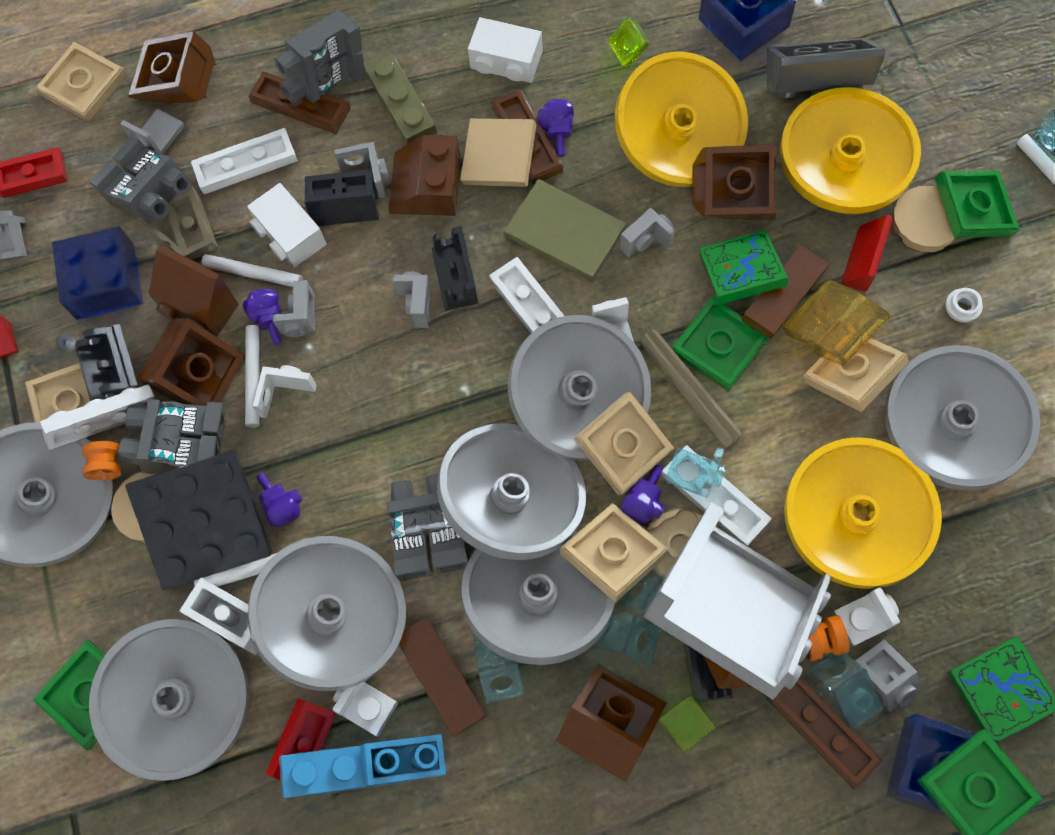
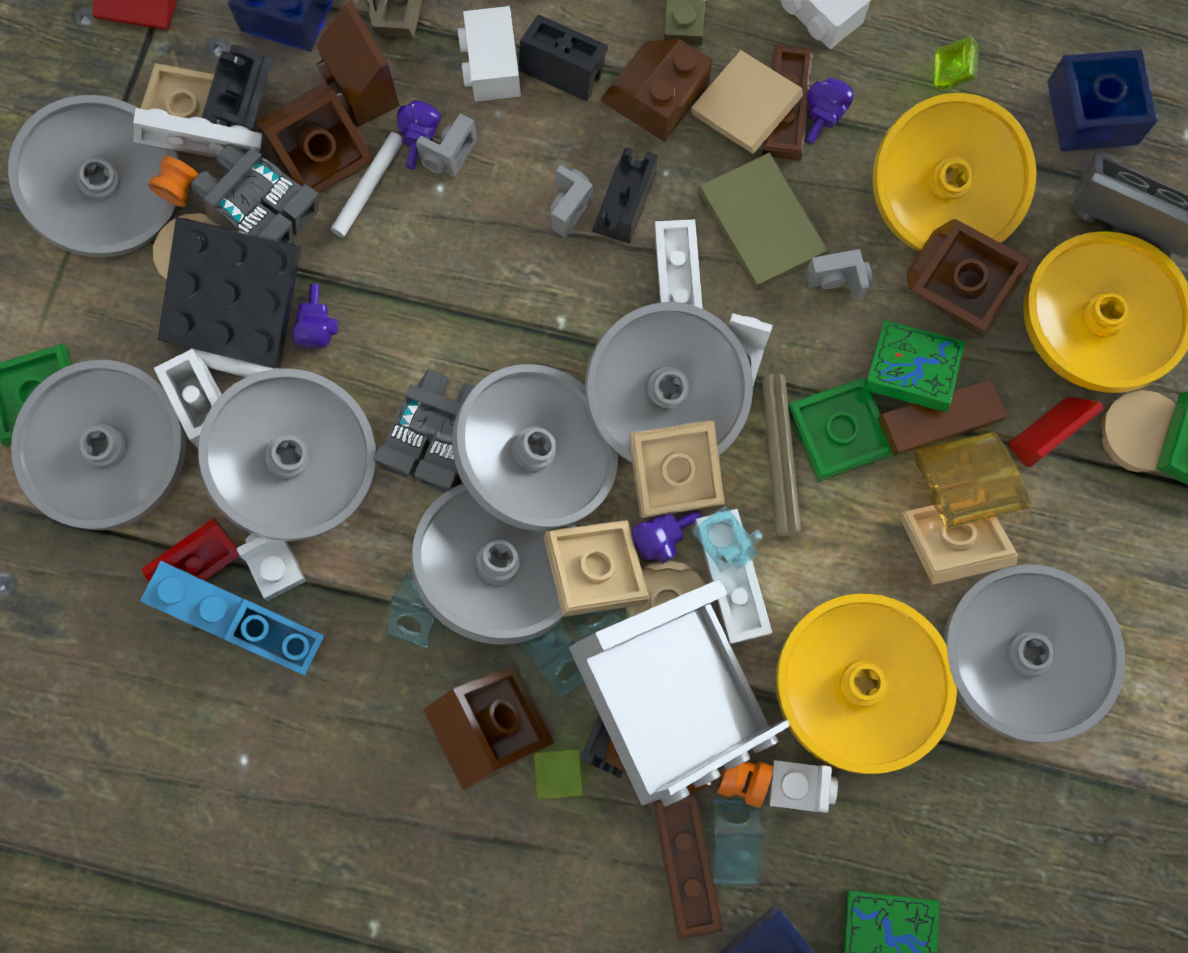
camera: 25 degrees right, 5 degrees up
(250, 270) = (430, 78): white bar -> none
(284, 377) = (379, 198): white bracket -> none
(369, 158) = (617, 34): light grey bracket -> none
(440, 677) = (358, 582): reddish brown tile -> none
(890, 675) = (785, 856): light grey bracket -> none
(968, 297) = (1129, 537): white plate -> none

